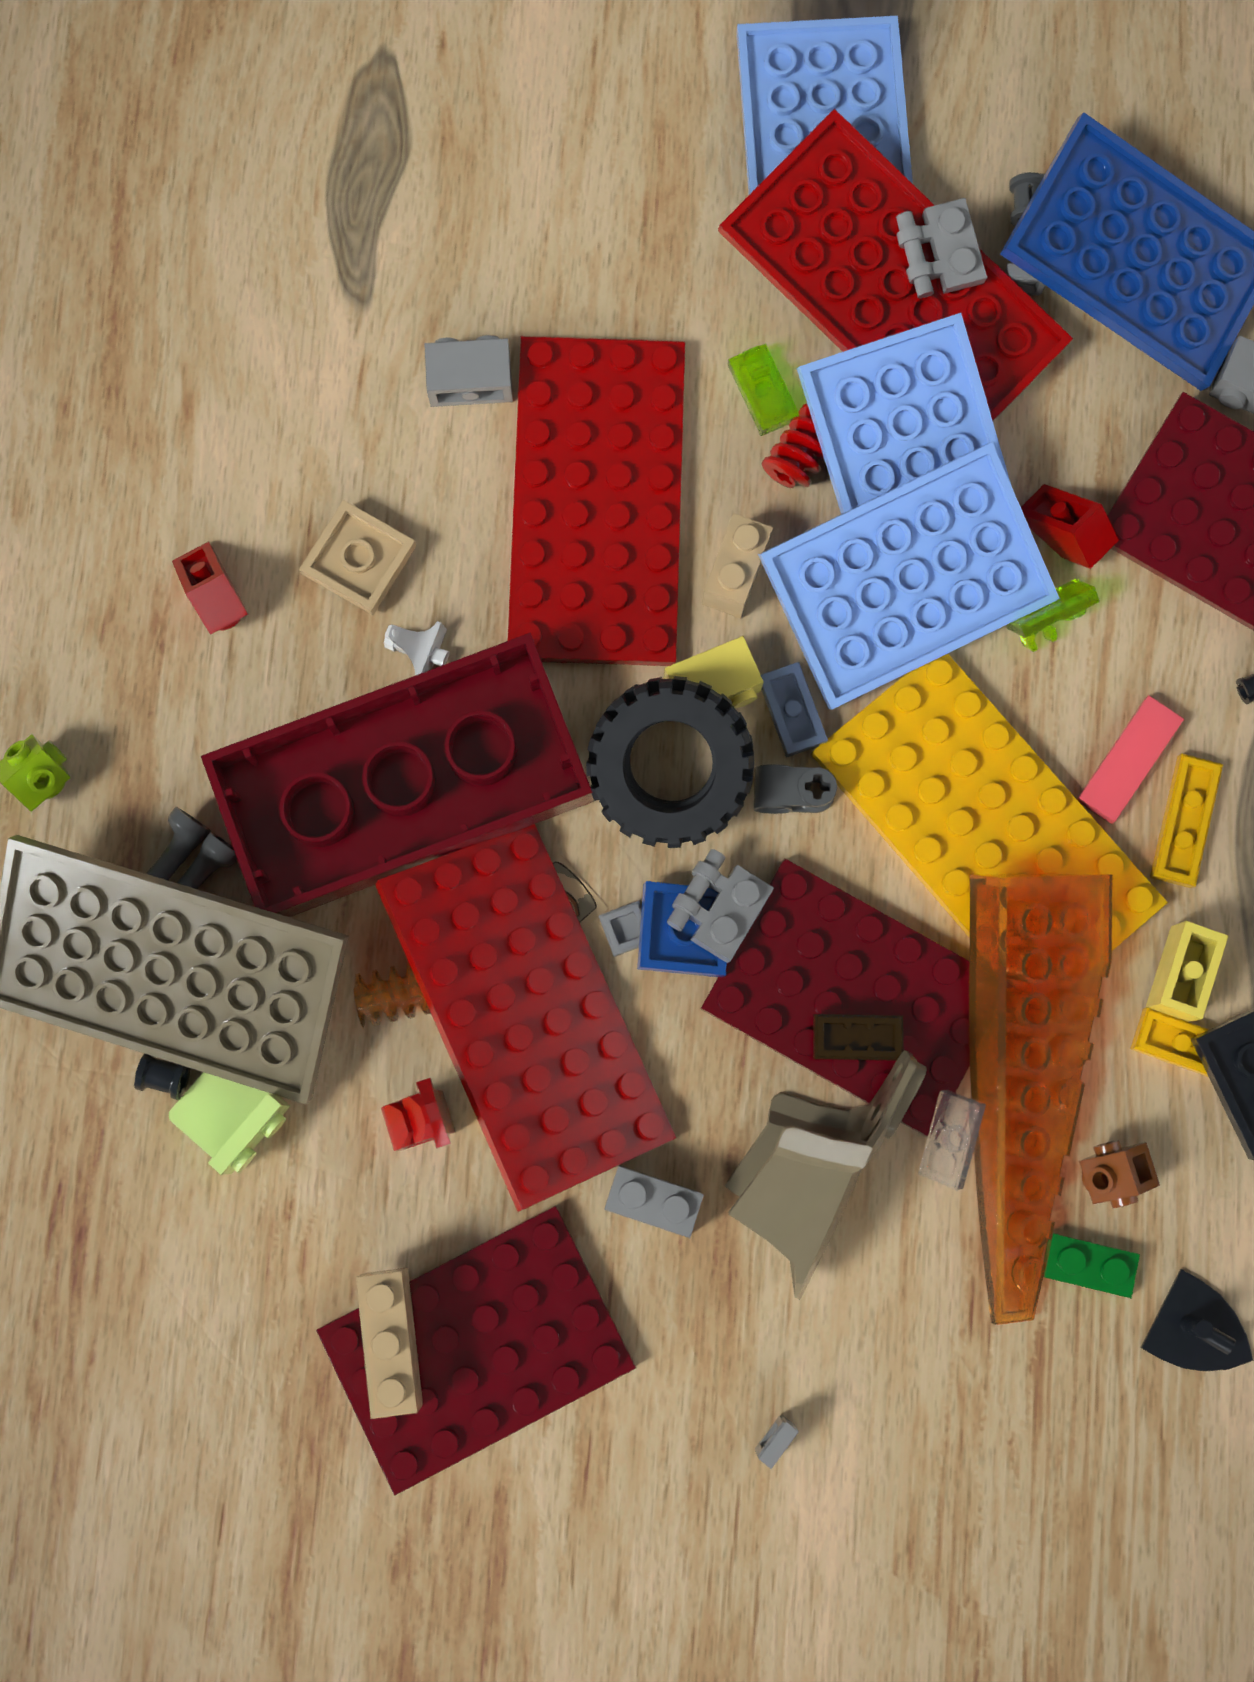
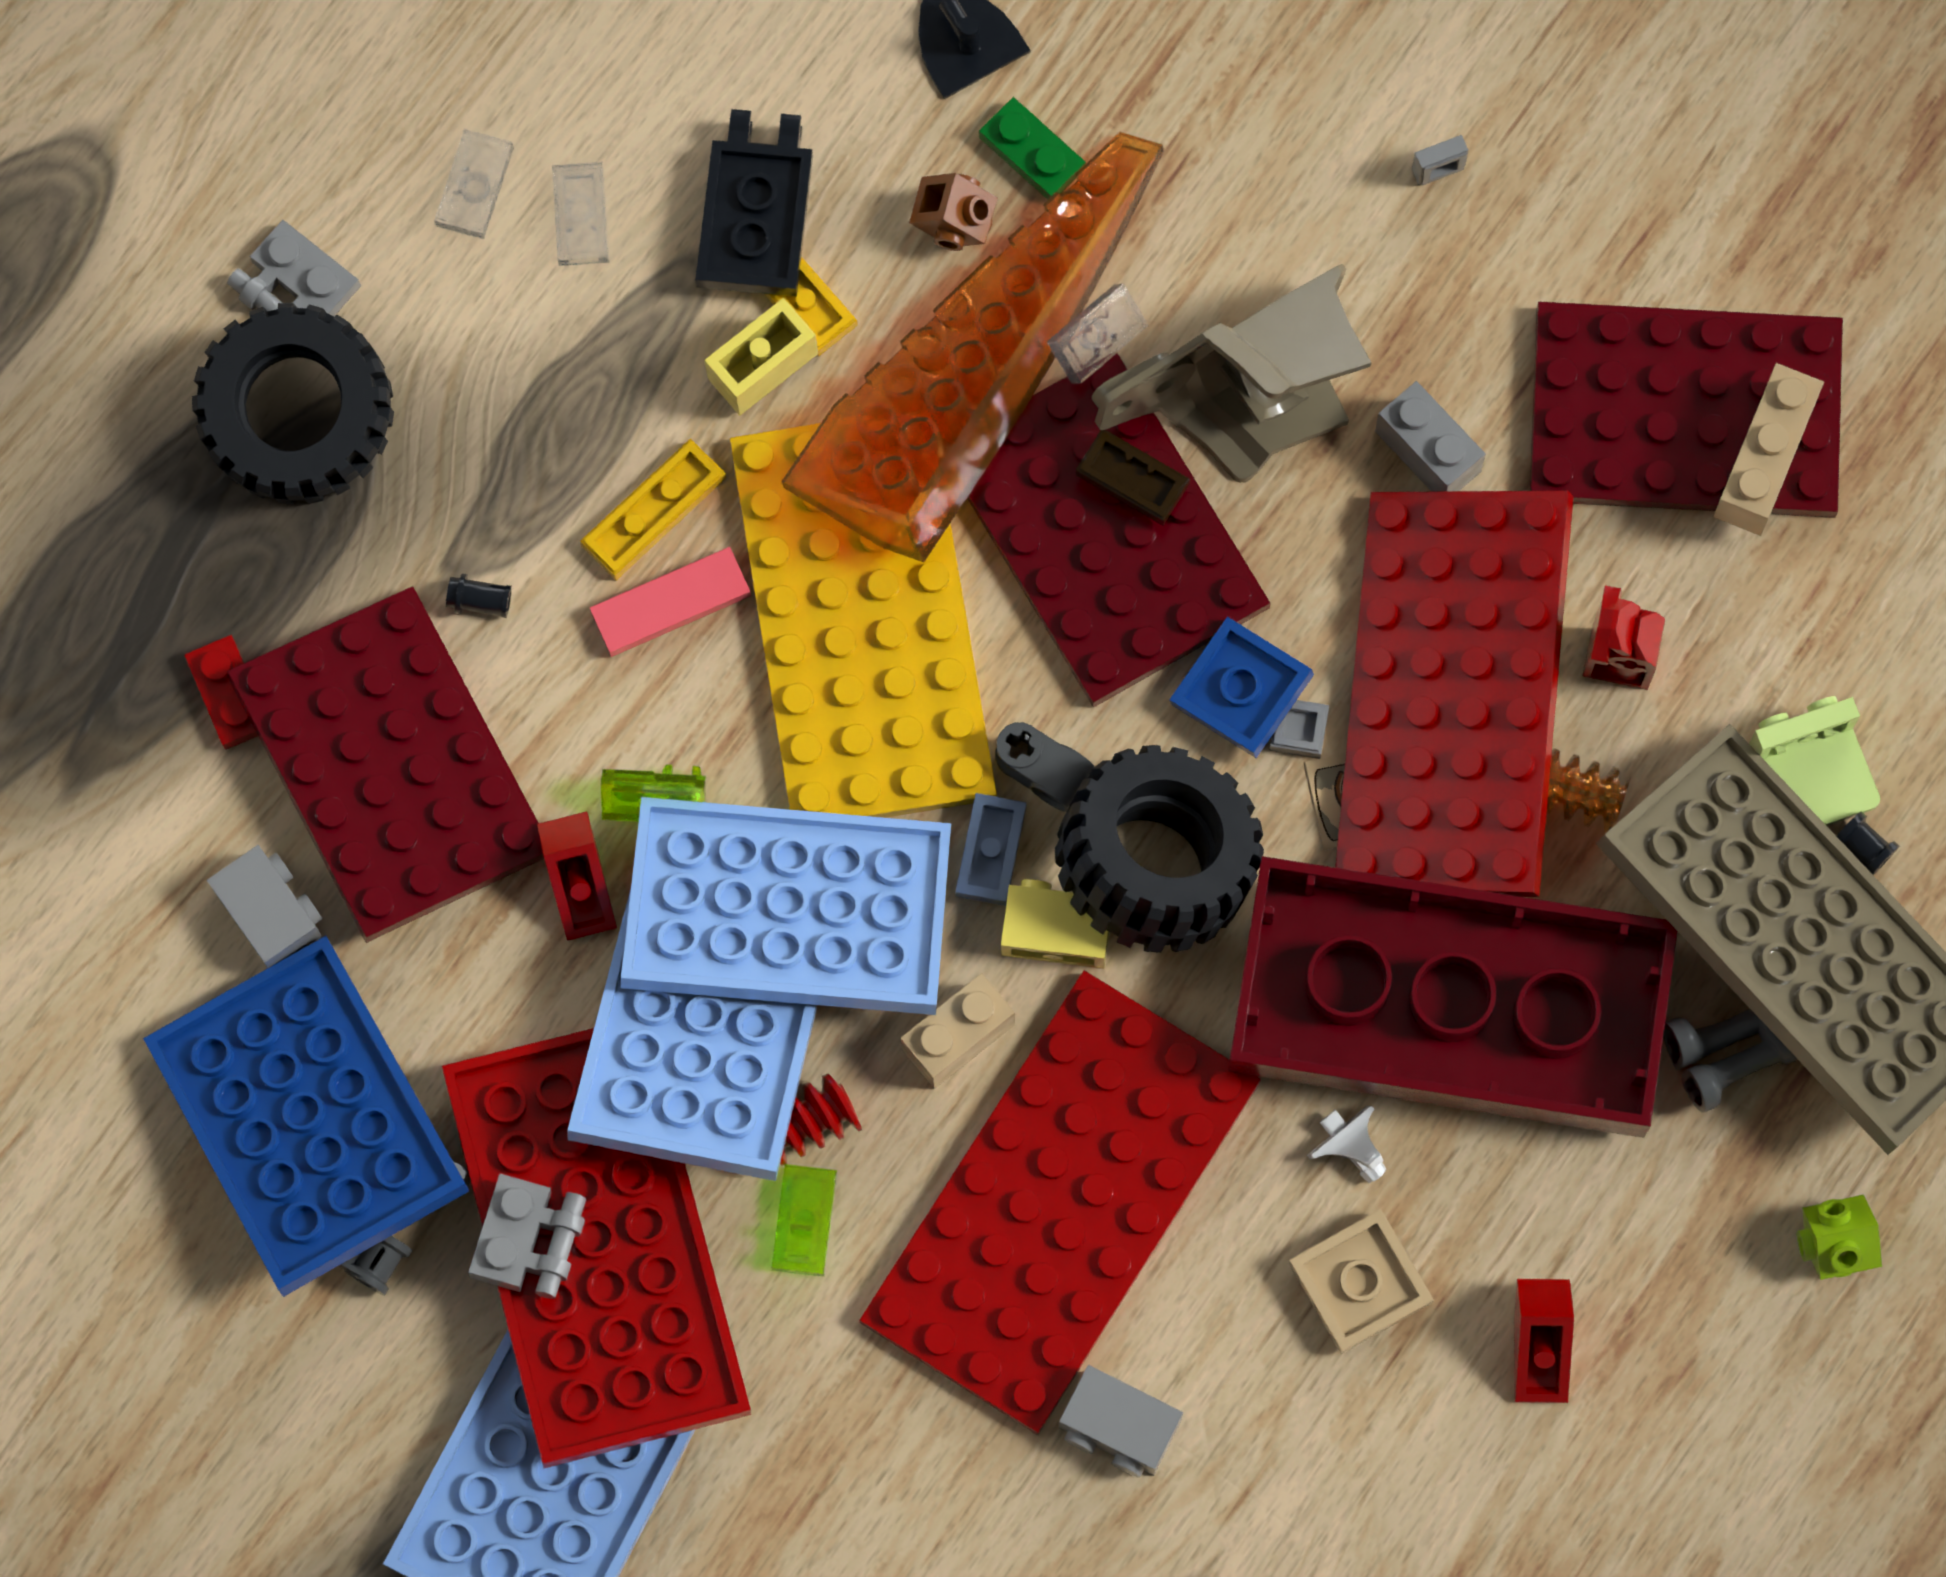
camera: 145 degrees left, 5 degrees down
(732, 911) = (1186, 672): light grey plate -> none

